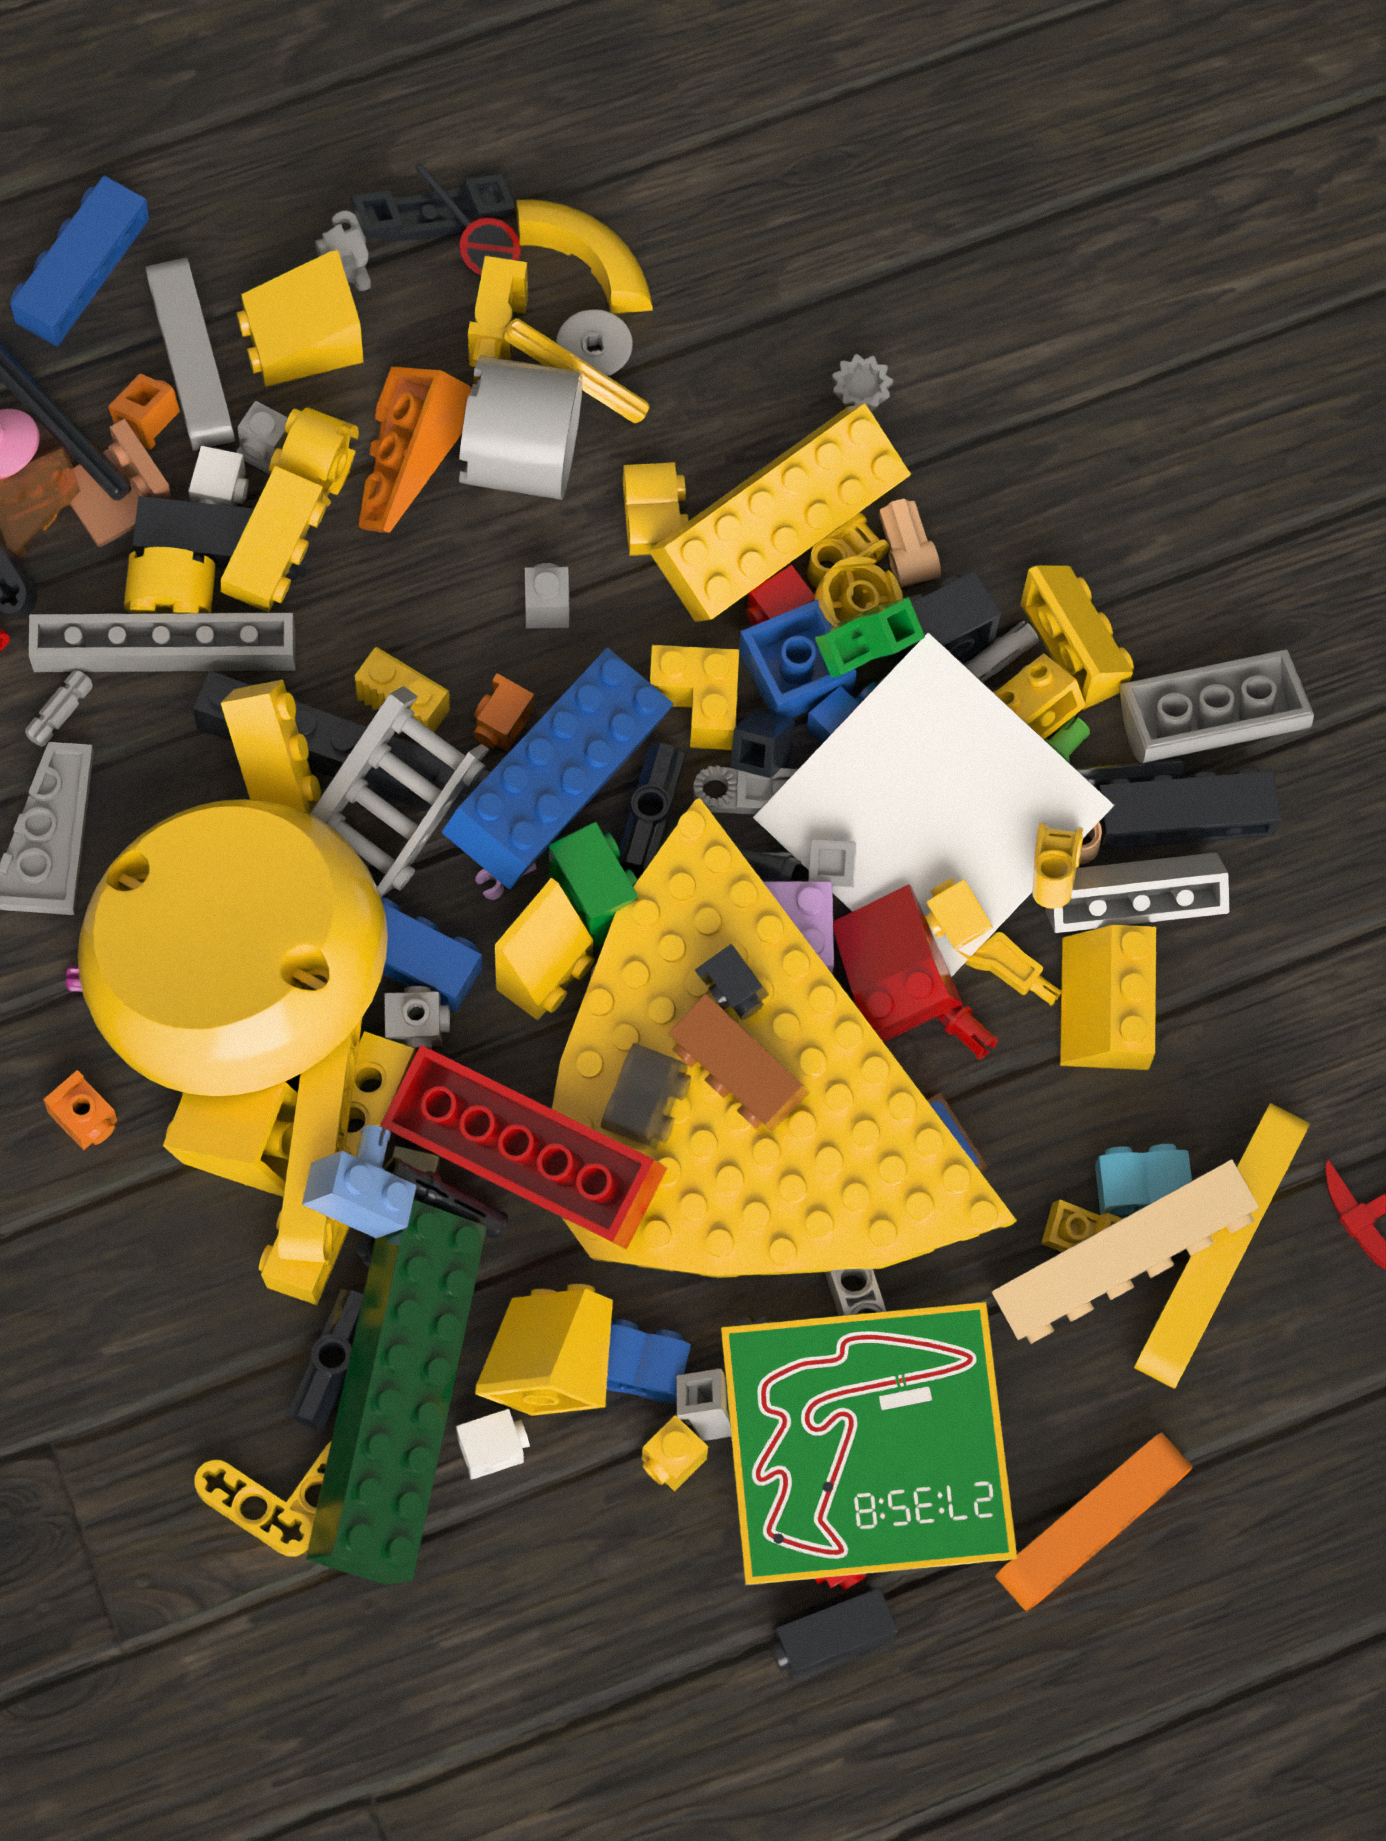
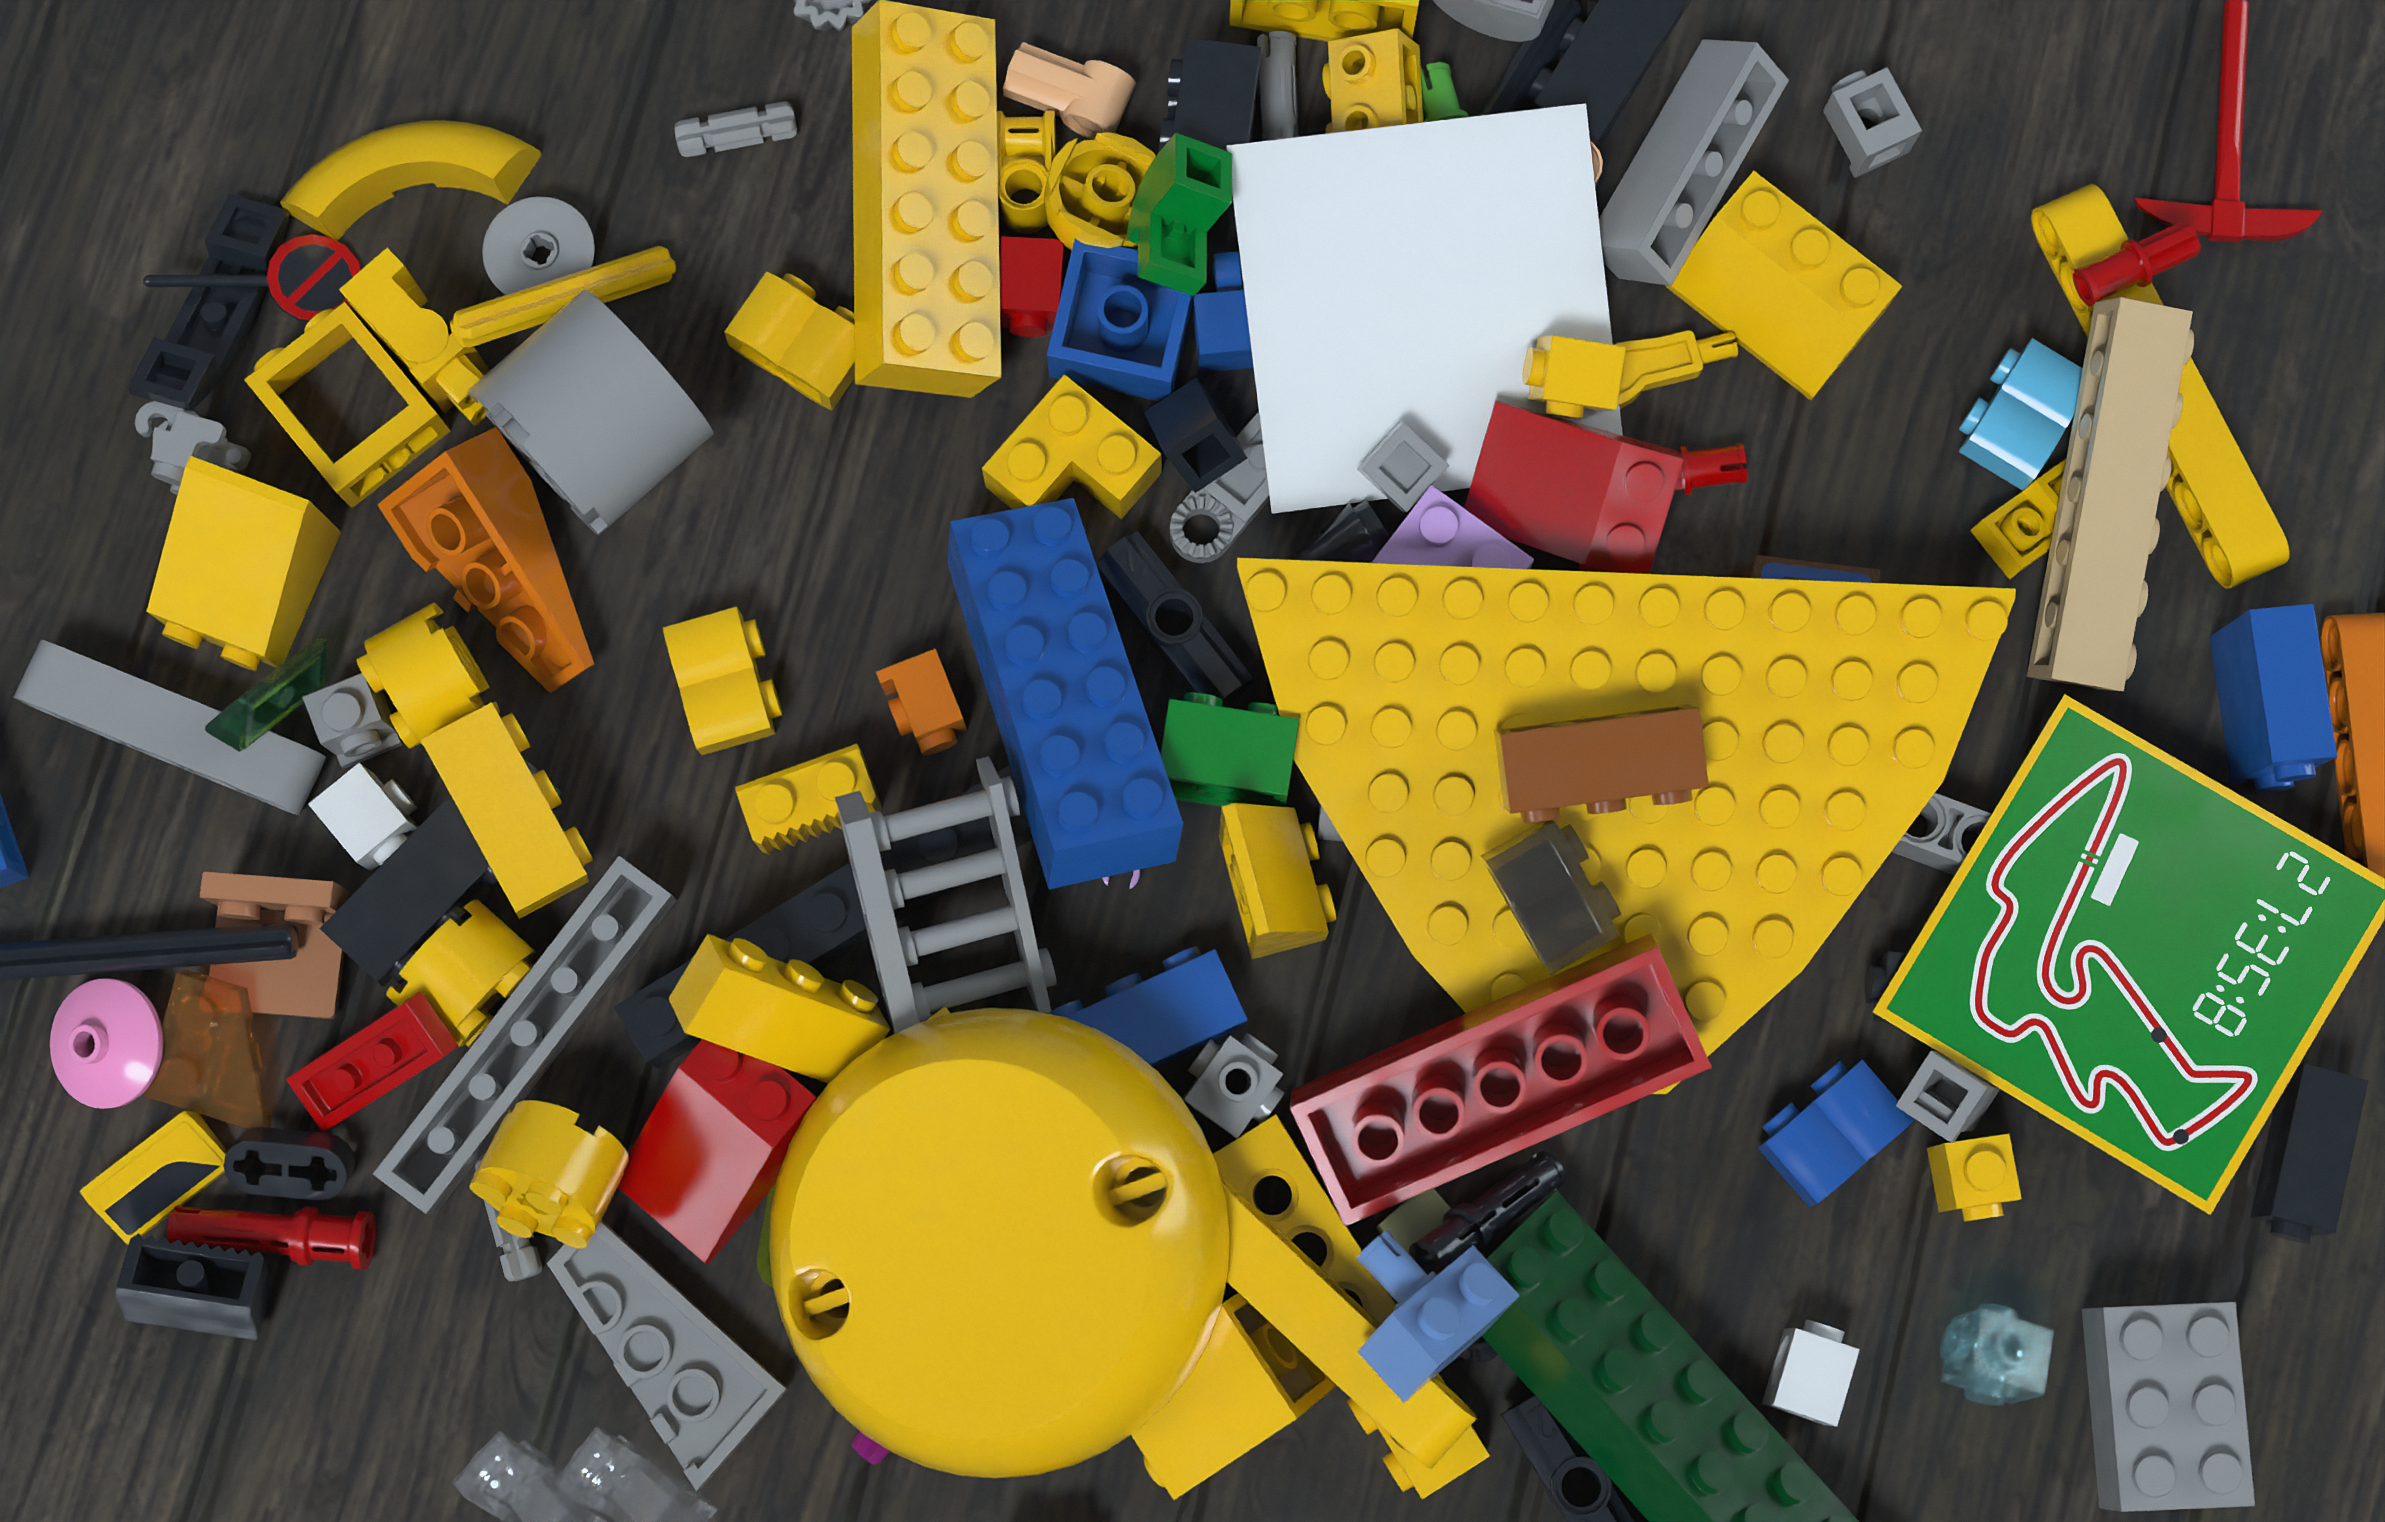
camera: 50 degrees left, 10 degrees up
(88, 574) = (372, 1062): none -> red plate
(96, 703) = (549, 1173): none -> yellow brick
(146, 407) = (201, 833): orange brick -> none
(173, 775) = (714, 1145): none -> red slope
(243, 386) = (271, 698): none -> clear green slope
(423, 348) = (383, 451): none -> yellow window
(431, 604) = (721, 680): none -> yellow brick
(547, 596) = (816, 541): light grey brick -> none
(551, 1352) = (1766, 1230): yellow slope -> none
(578, 1533) = (1996, 1355): none -> clear light blue brick
(623, 1651) = (2168, 1407): none -> light grey brick
(733, 981) = (1504, 691): black brick -> none
(745, 394) = (735, 129): none -> light grey axle
(1055, 865) = (1604, 211): yellow piece -> none
(1081, 1424) = (2273, 697): none -> blue brick
(1238, 992) = (1883, 104): none -> light grey brick
(1276, 1171) = (2136, 263): none -> red axle

